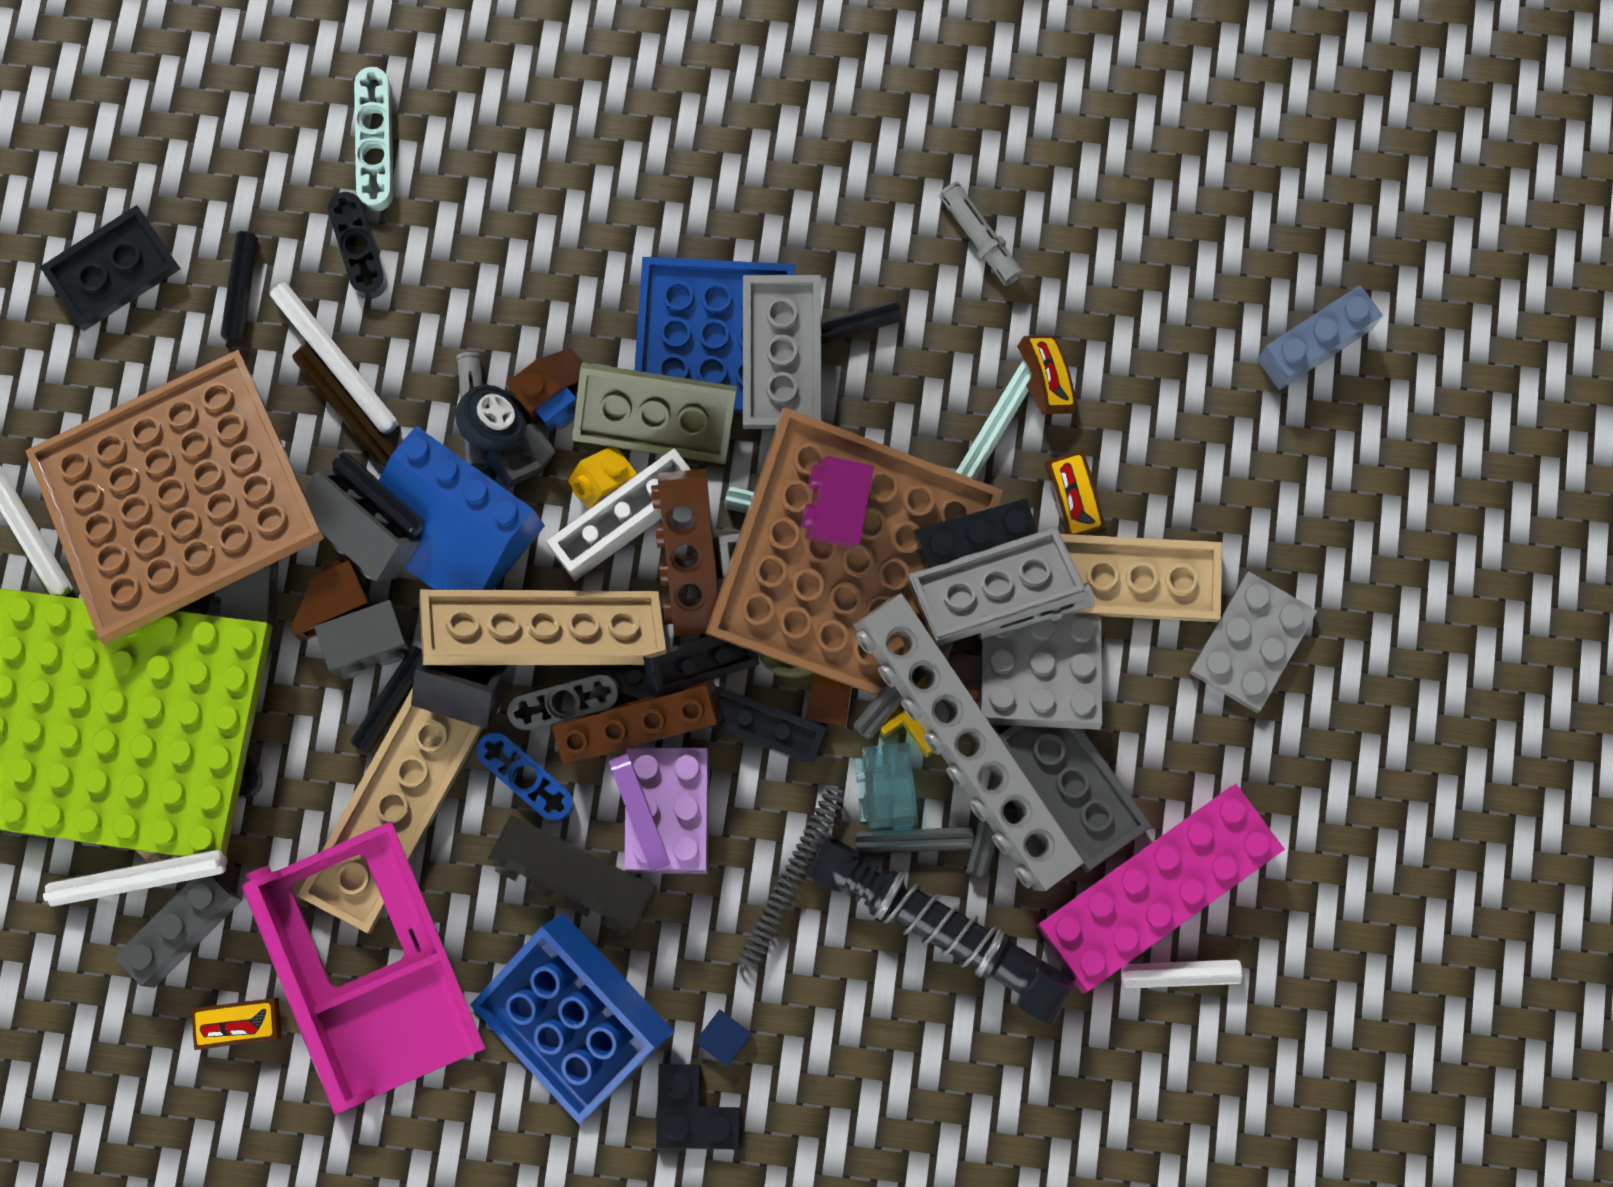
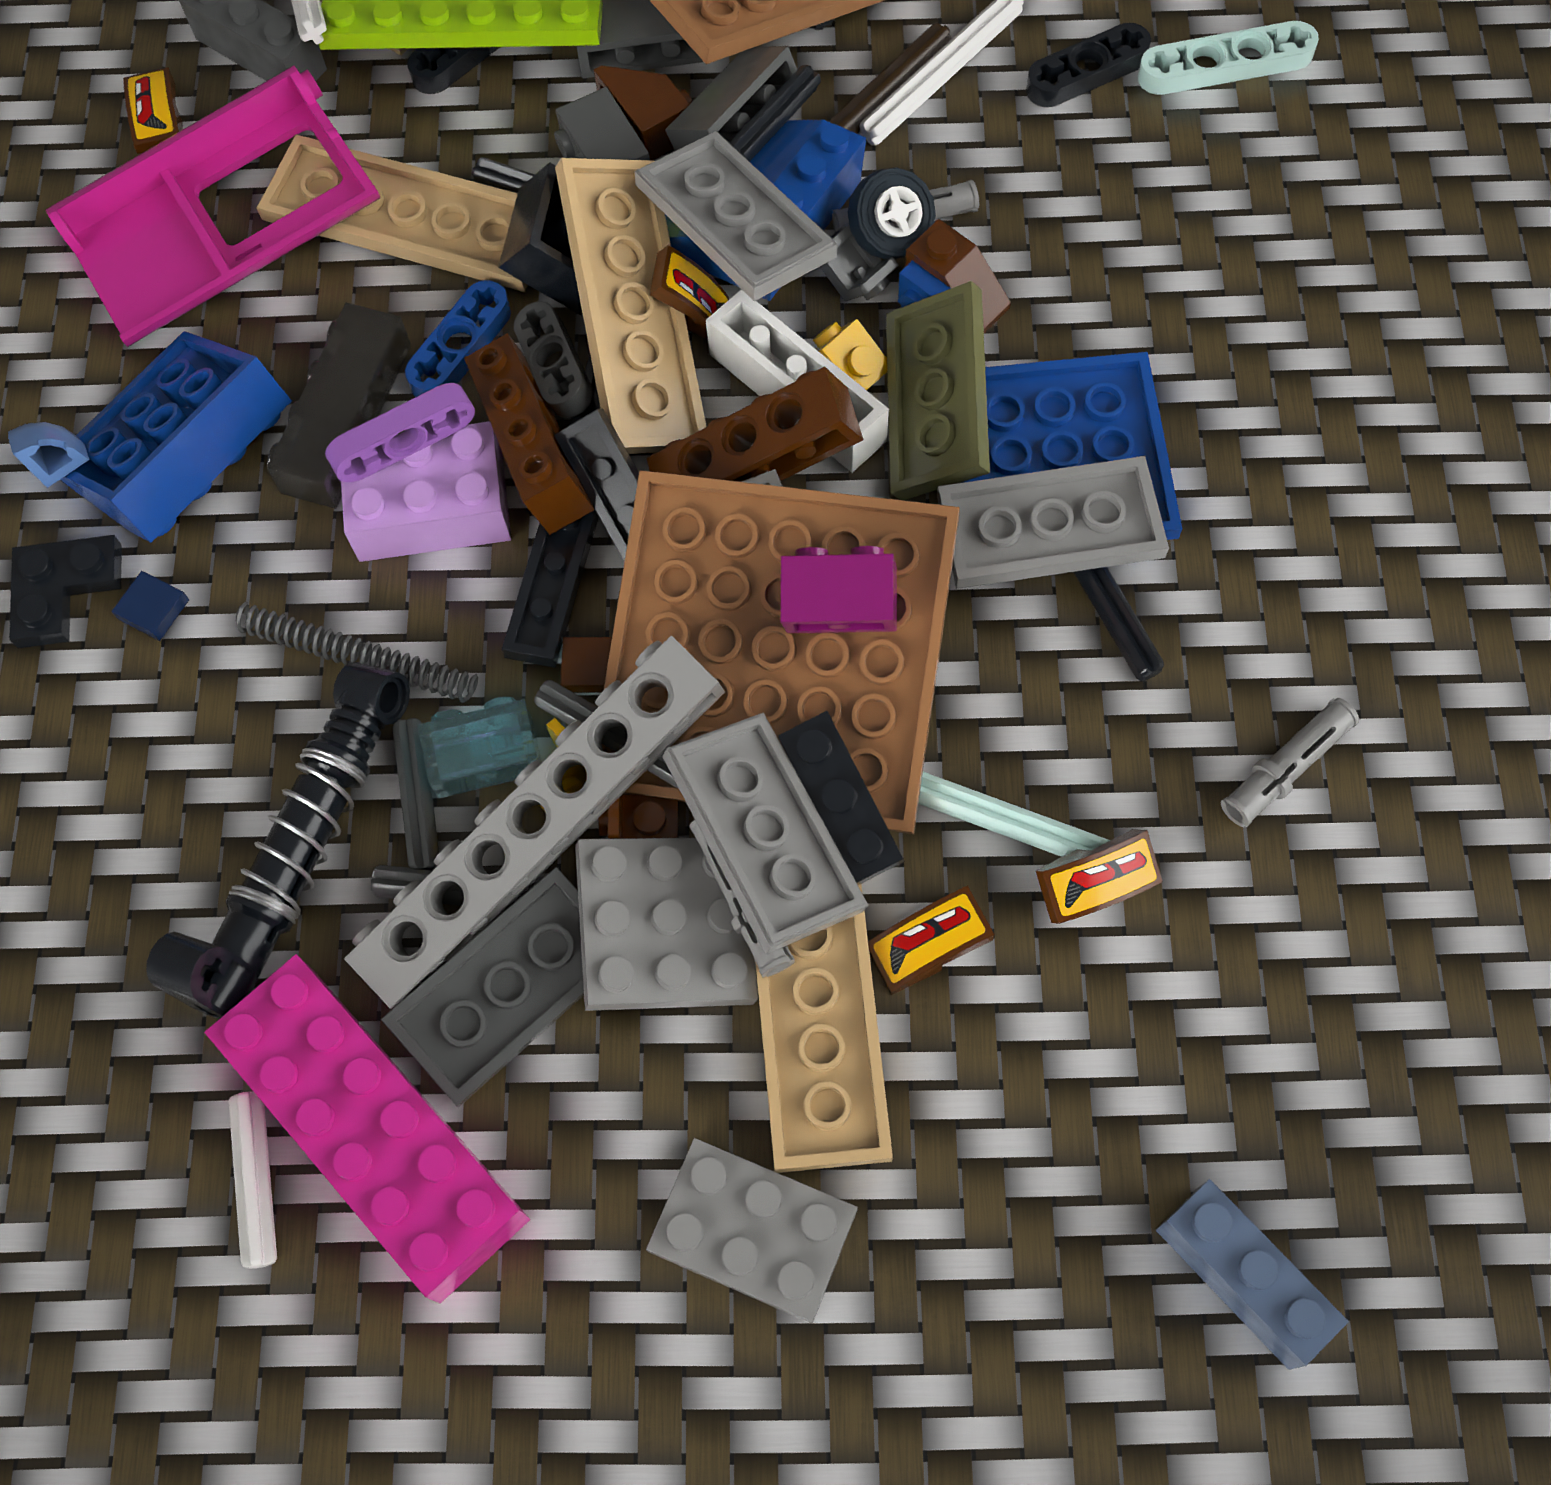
camera: 85 degrees right, 10 degrees down
(494, 531) = (735, 215): none -> light grey tile
(533, 584) = (686, 288): none -> slope
(578, 1110) = (47, 450): none -> medium blue brick

